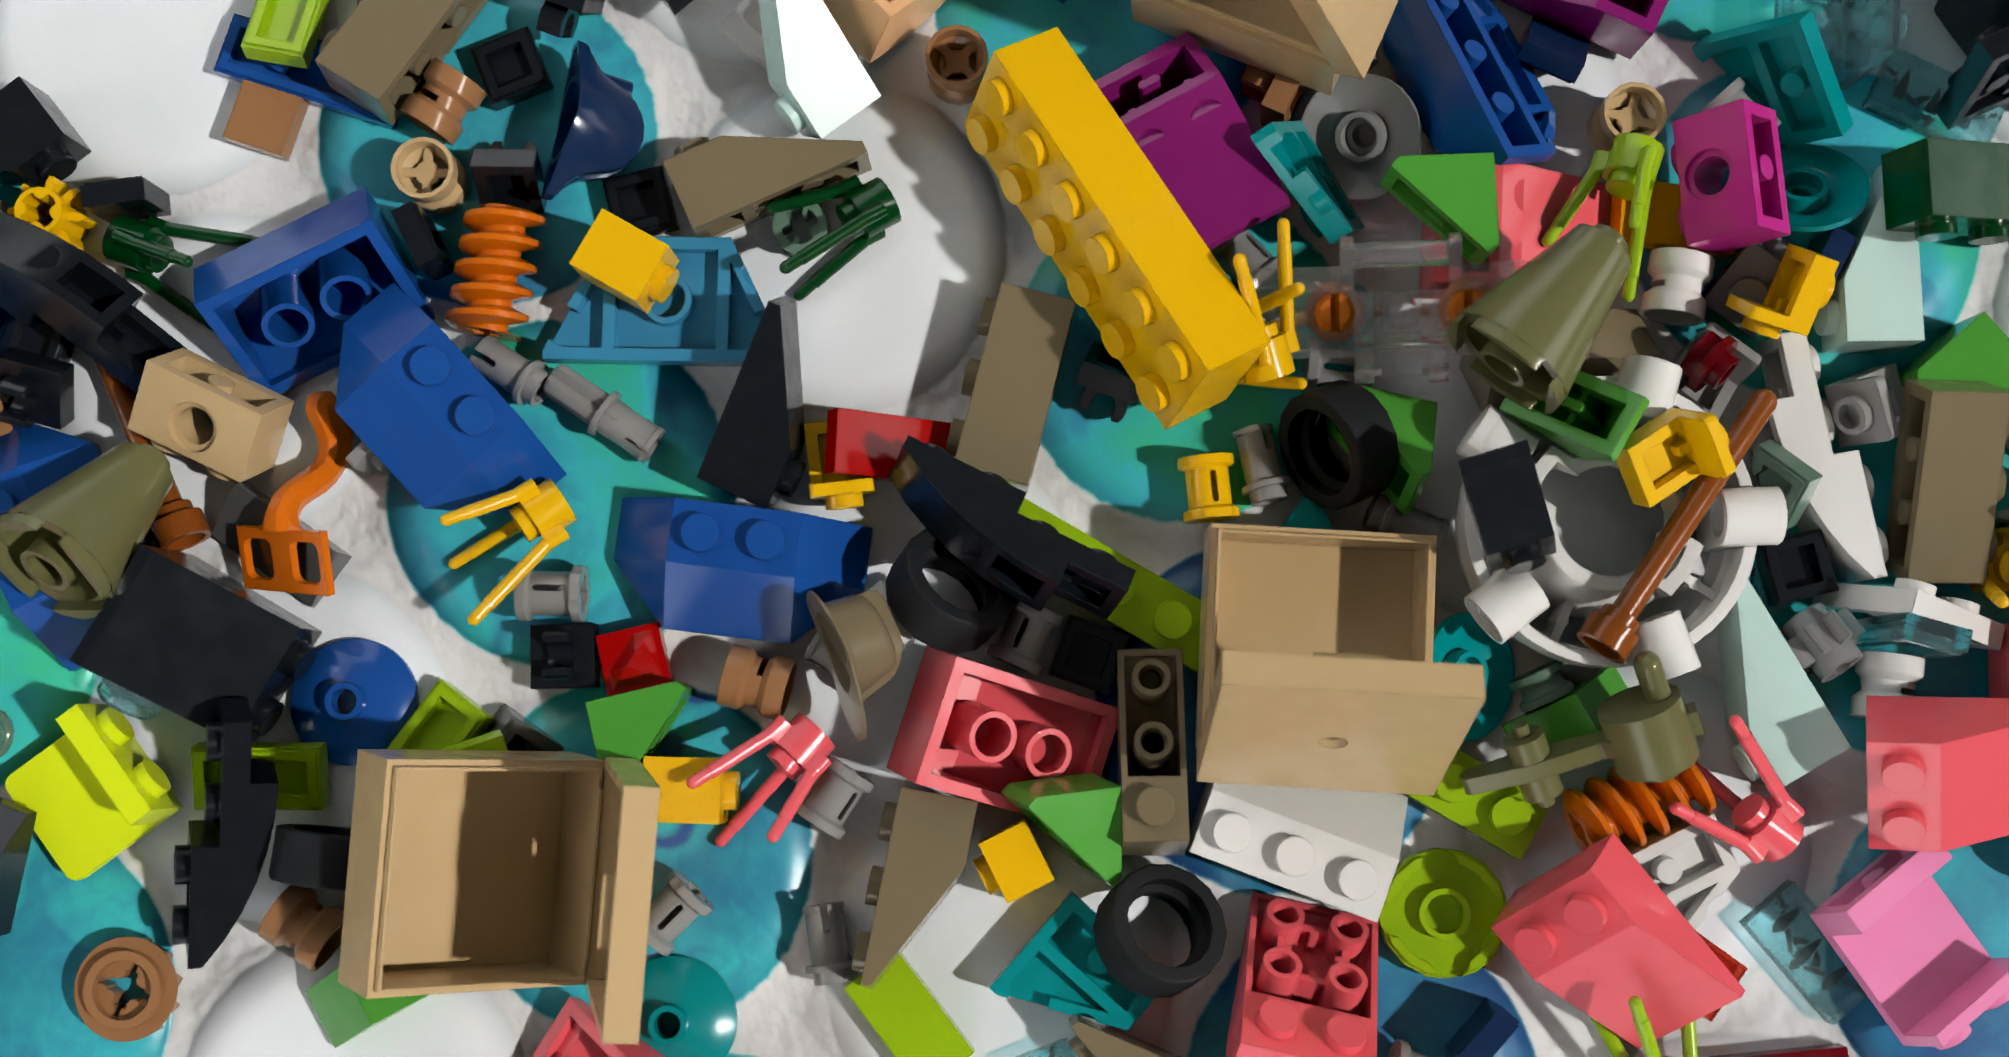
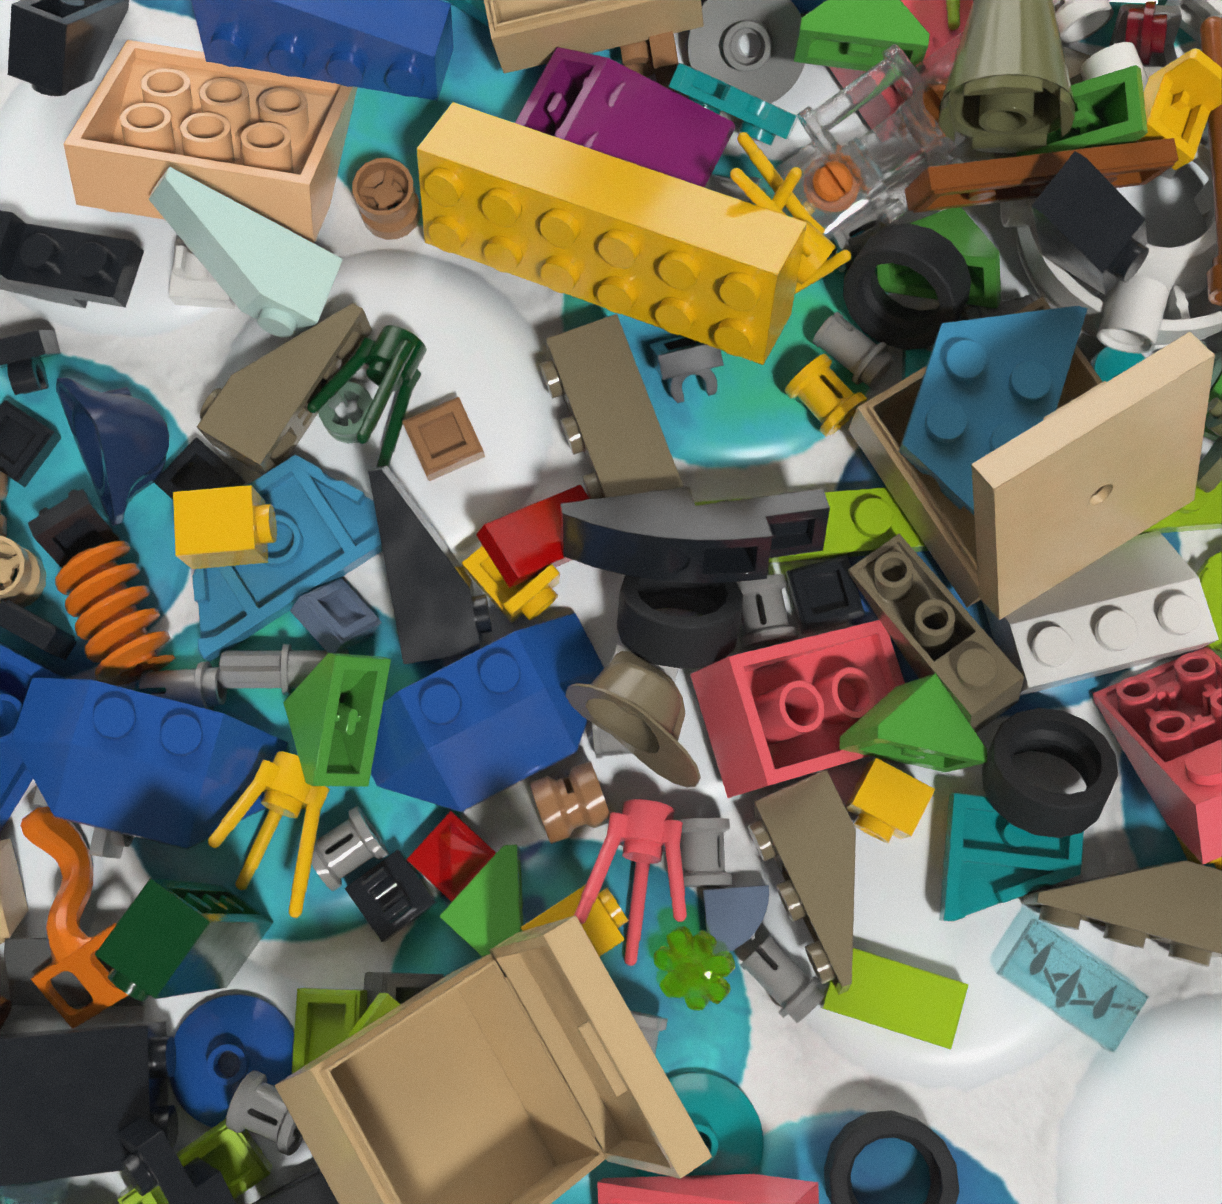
camera: 35 degrees left, 5 degrees down
(339, 754) = (262, 1111): none -> light grey bush
(365, 585) = (181, 939): none -> dark green brick
(613, 486) = (338, 718): none -> bright green slope
(672, 397) = (335, 616): none -> sand blue tile
(762, 884) = (694, 968): none -> clear neon green plant
(825, 864) = (734, 914): none -> sand blue tile
(865, 305) = (444, 438): none -> medium nougat tile
(1326, 587) = (985, 388): none -> dark azure wing
(1499, 431) = (1029, 175): none -> dark orange tile

